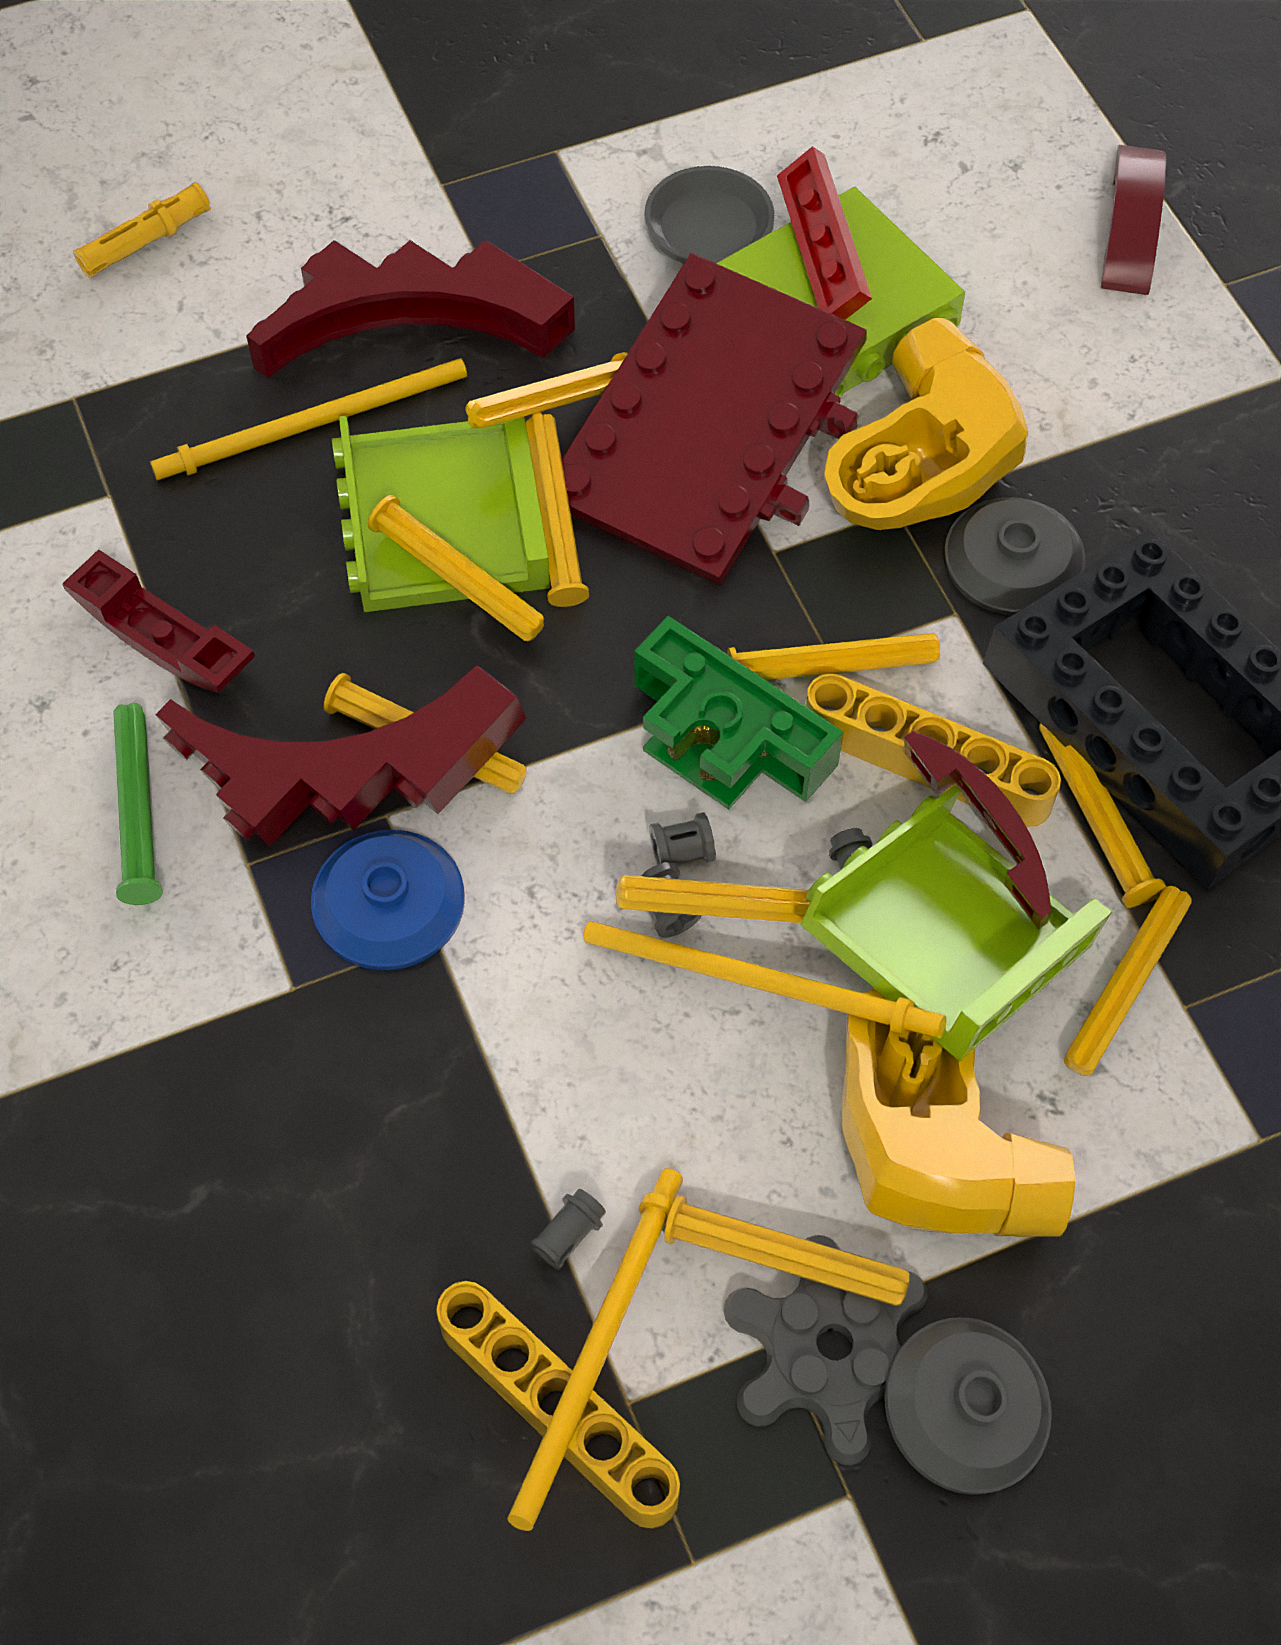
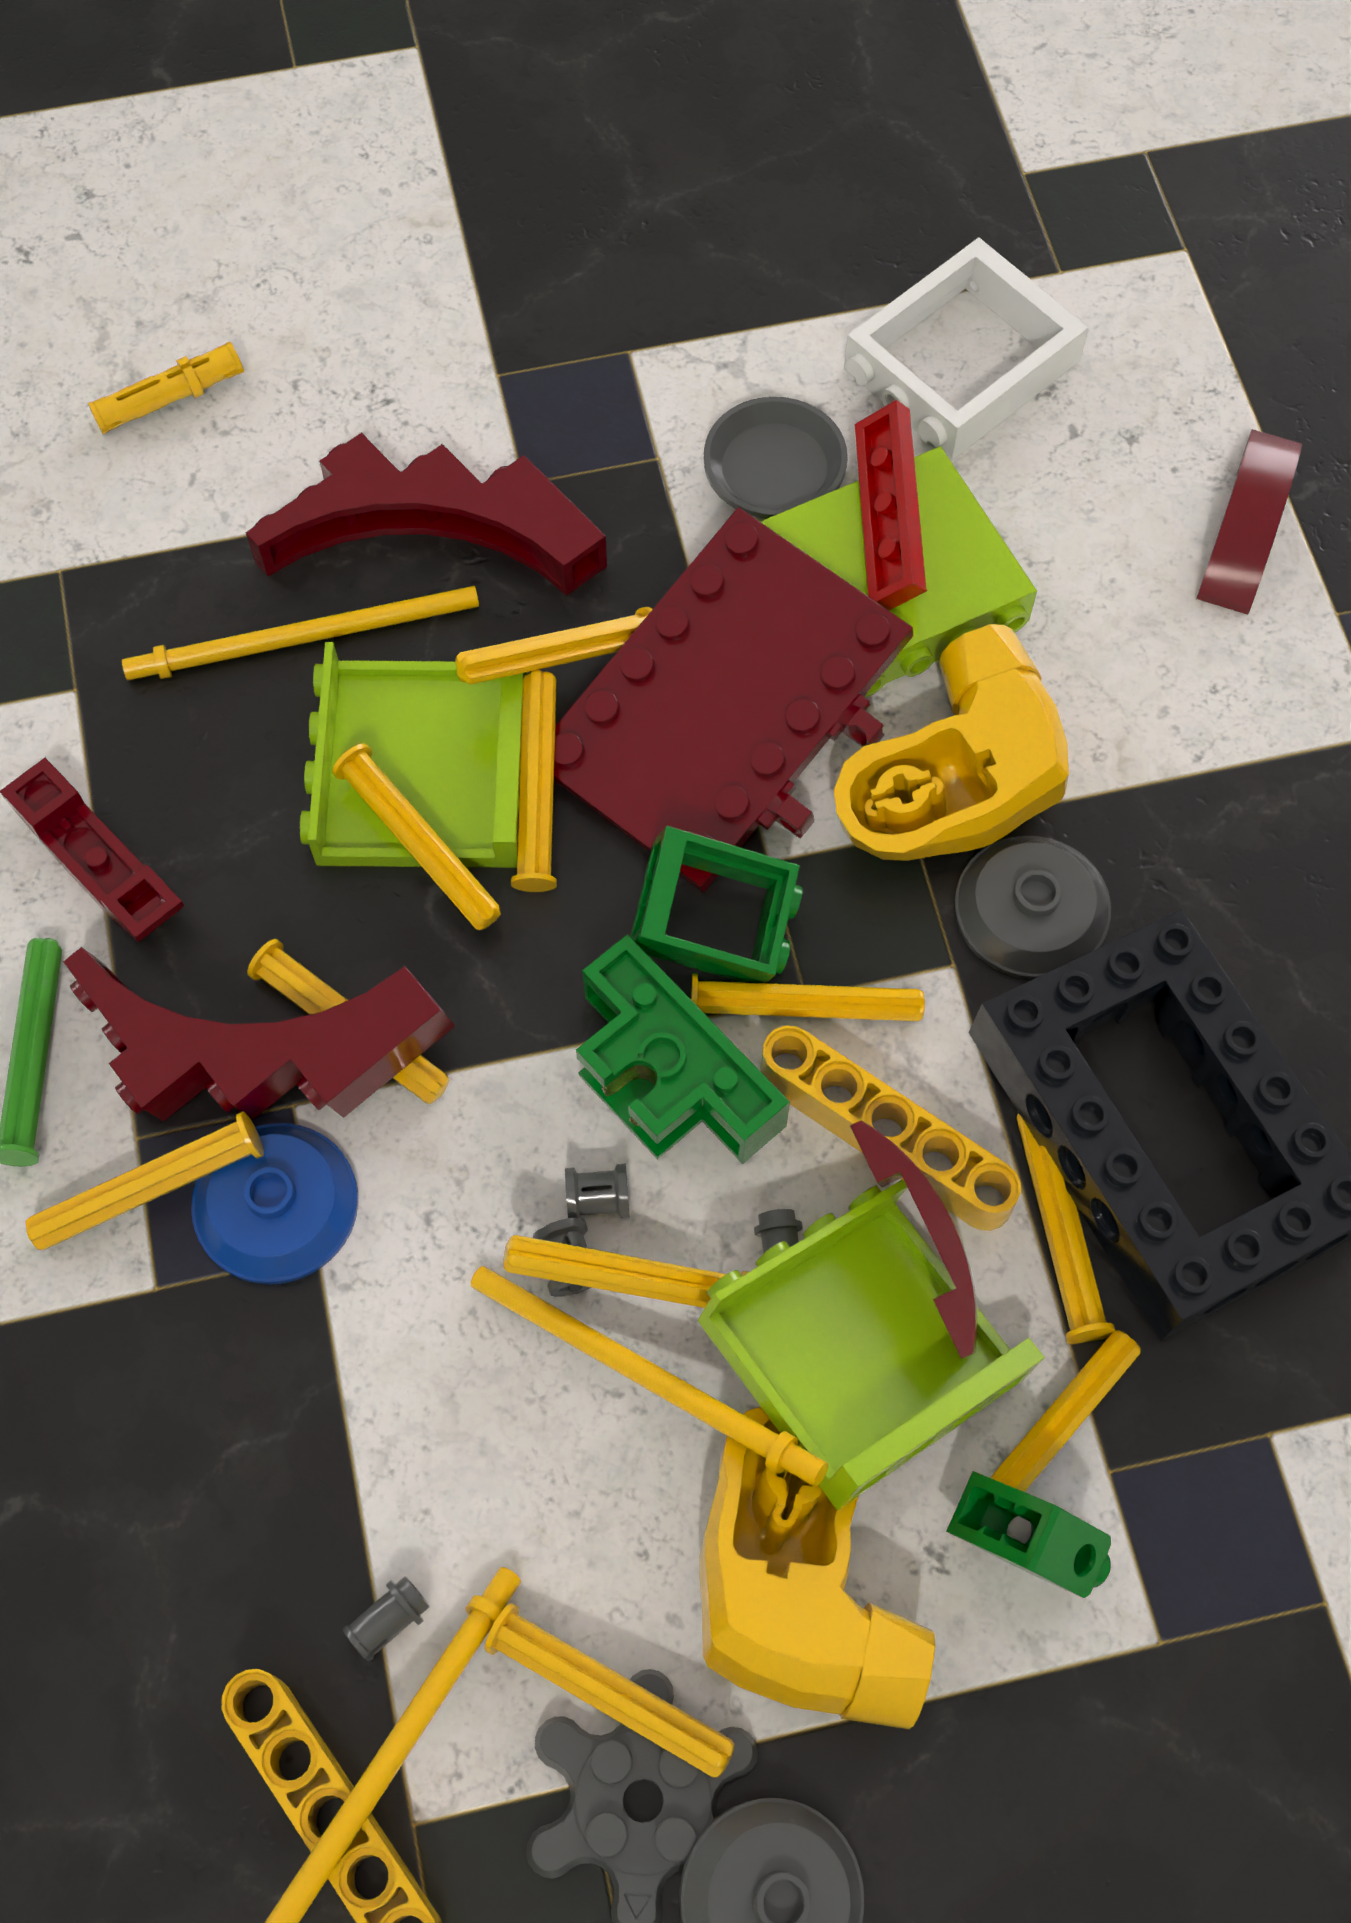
camera: 10 degrees right, 5 degrees up
(265, 896) = (145, 1183): none -> yellow axle
(746, 547) = (781, 903): none -> green window
(884, 60) = (1008, 294): none -> white window
(1159, 1062) = (1060, 1544): none -> green torso

